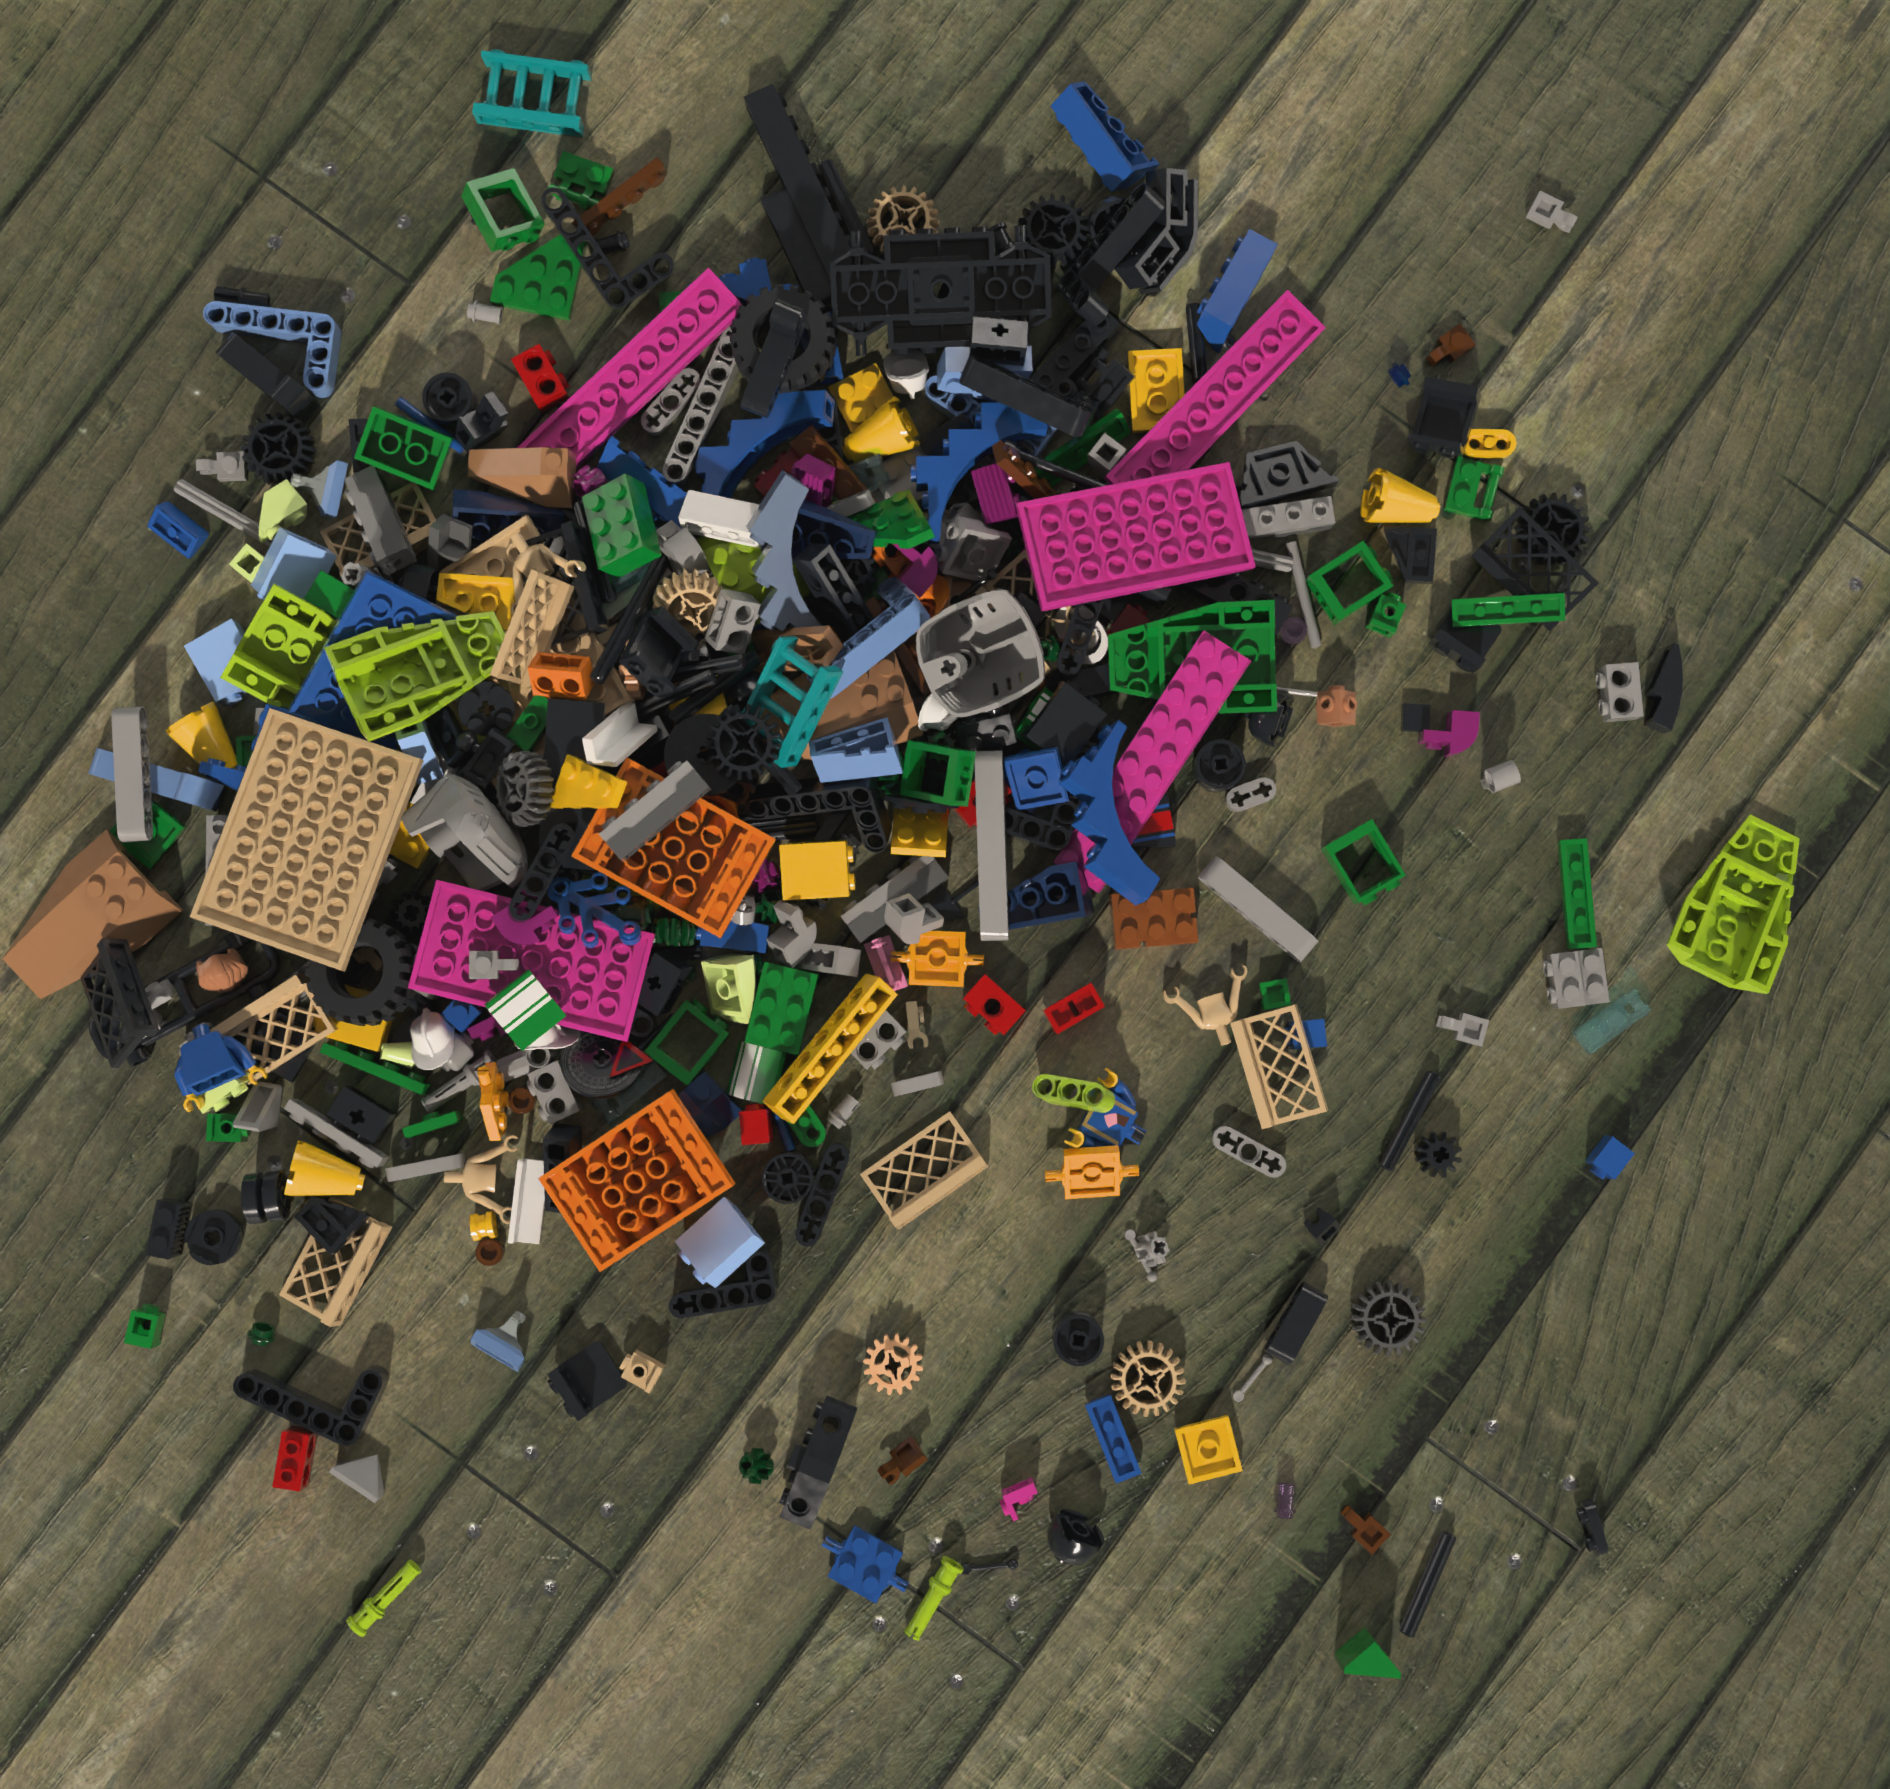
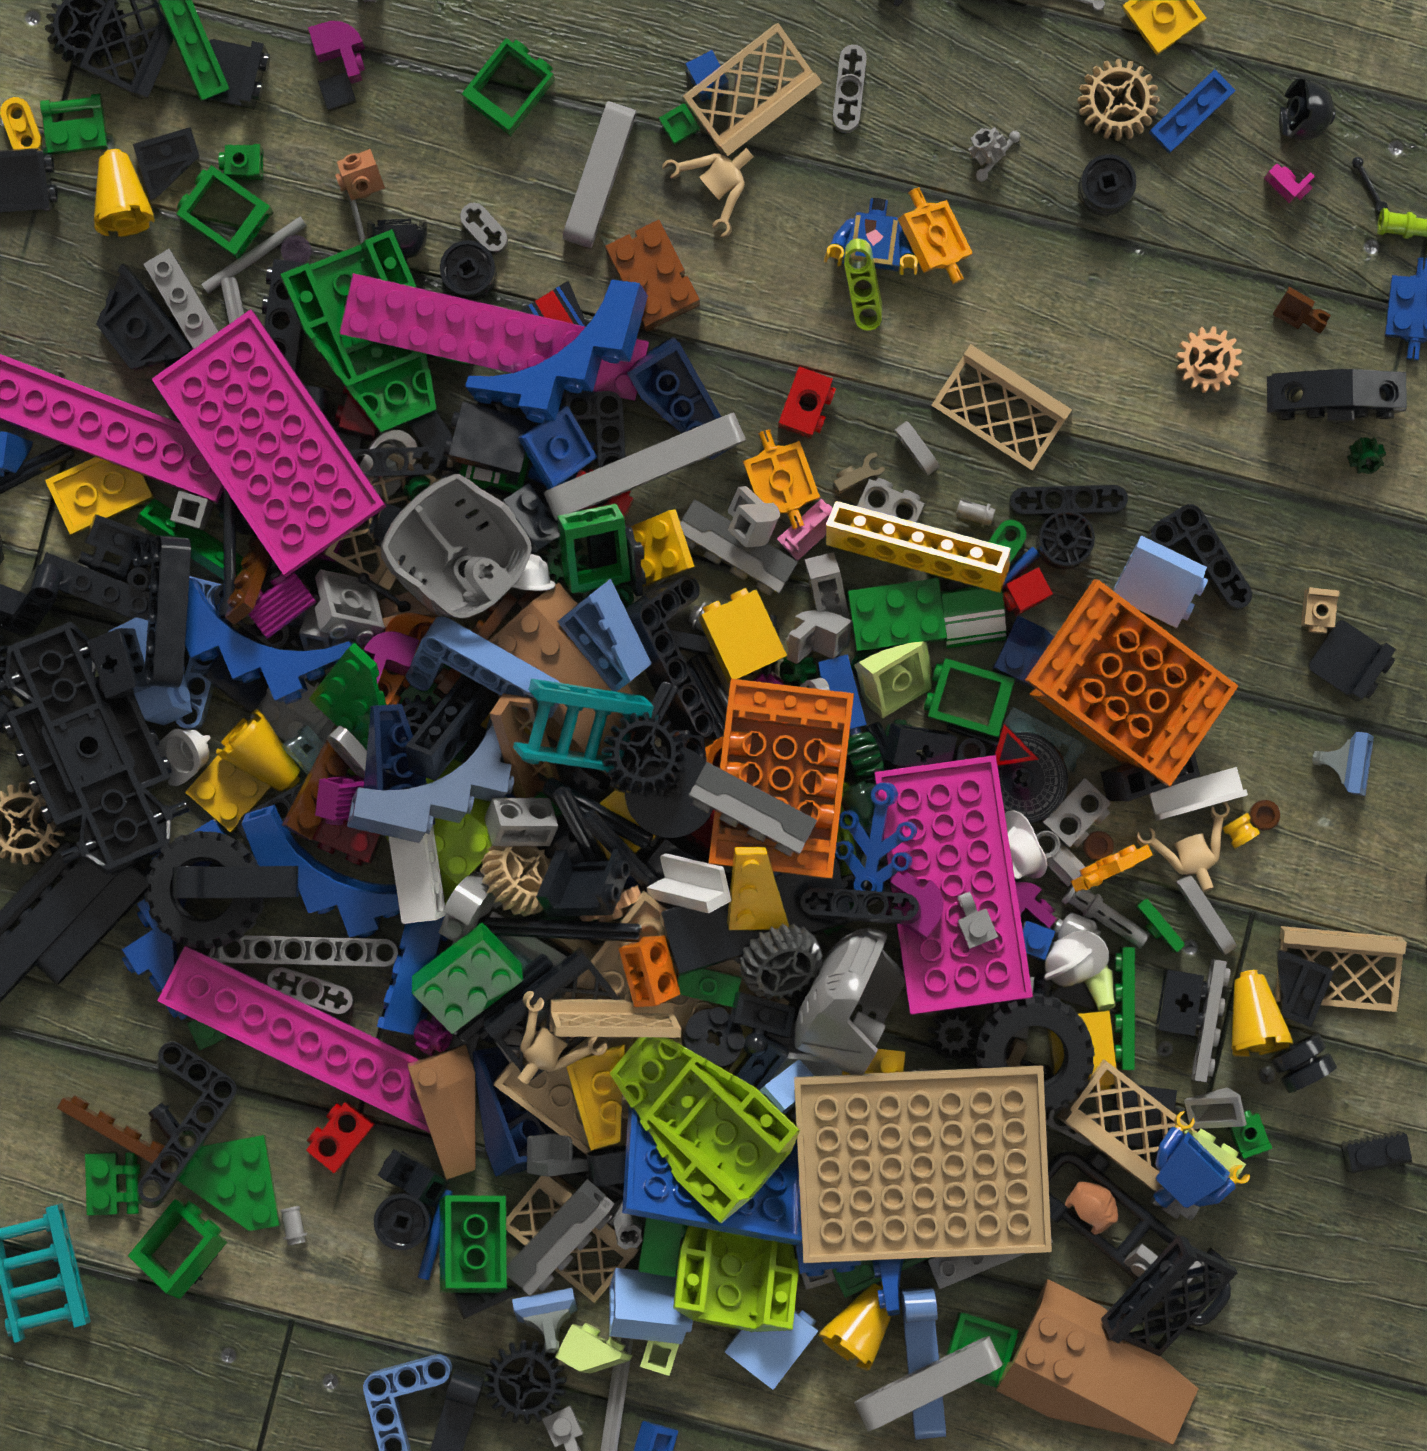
camera: 110 degrees left, 0 degrees up
(199, 1243) = (1378, 1116): black plate -> none
(525, 1009) = (1006, 868): slope -> none
(946, 905) = (722, 493): black piece -> none
(1073, 1008) = (777, 319): red brick -> none

